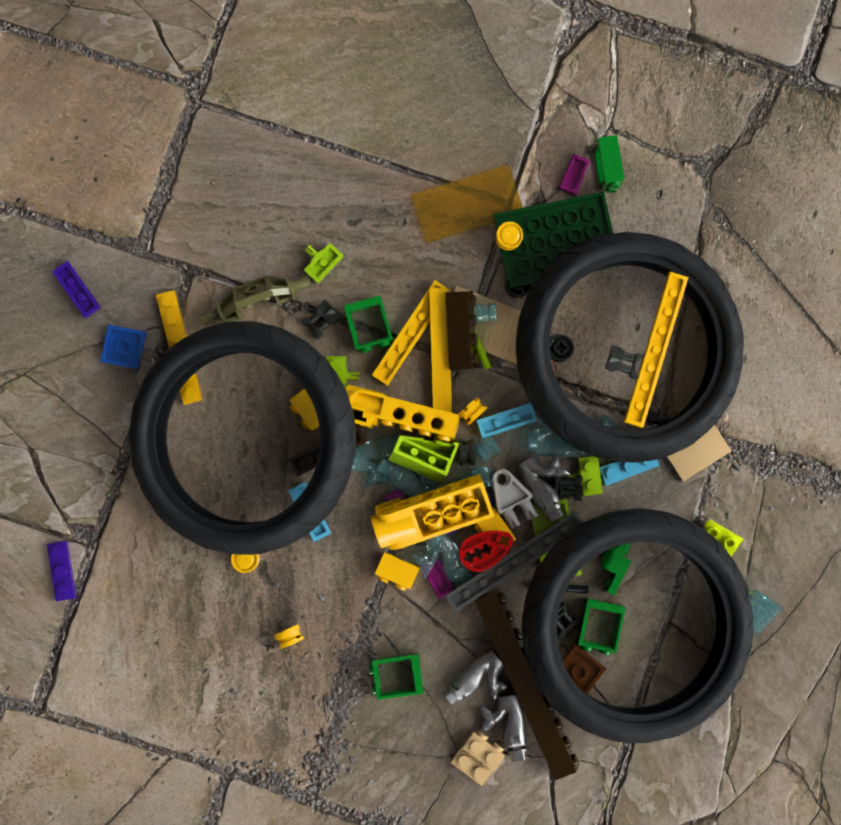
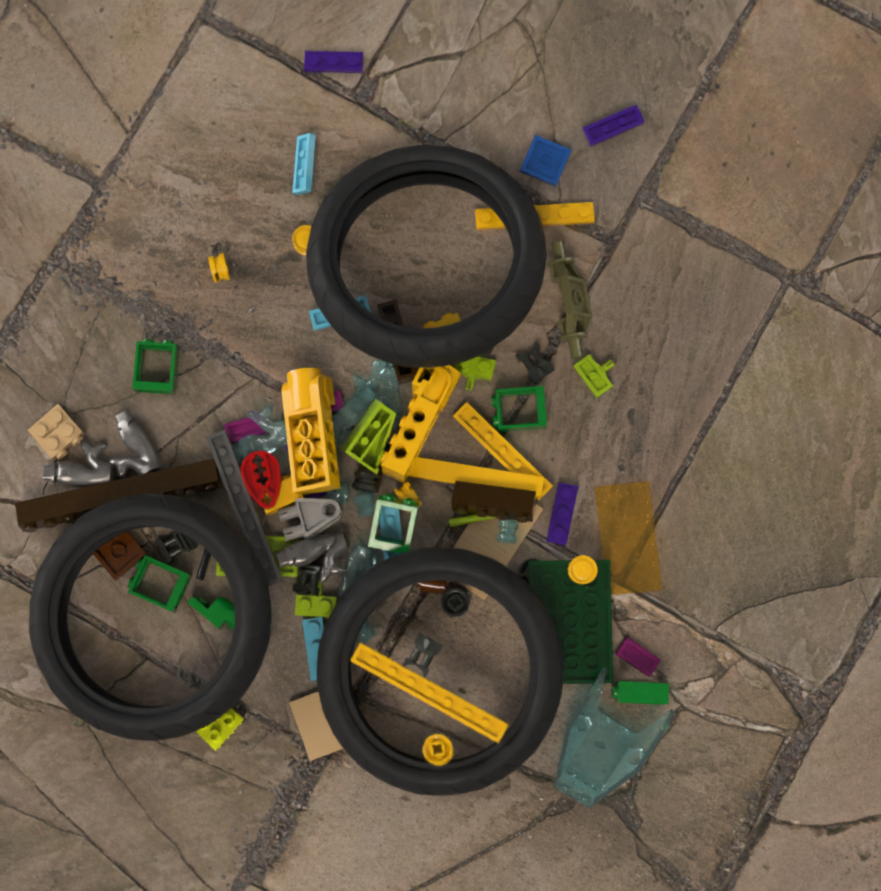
camera: 105 degrees right, 5 degrees down
(170, 577) = (304, 164): none -> medium azure plate
(397, 571) = (261, 387): yellow brick -> none
(458, 267) = (562, 514): none -> dark purple plate
(521, 417) = (387, 543): none -> window
(667, 186) = (602, 751): none -> clear light blue windscreen
(706, 330) = (438, 750): none -> yellow wheel
(763, 610) = (137, 753): clear light blue torso -> none

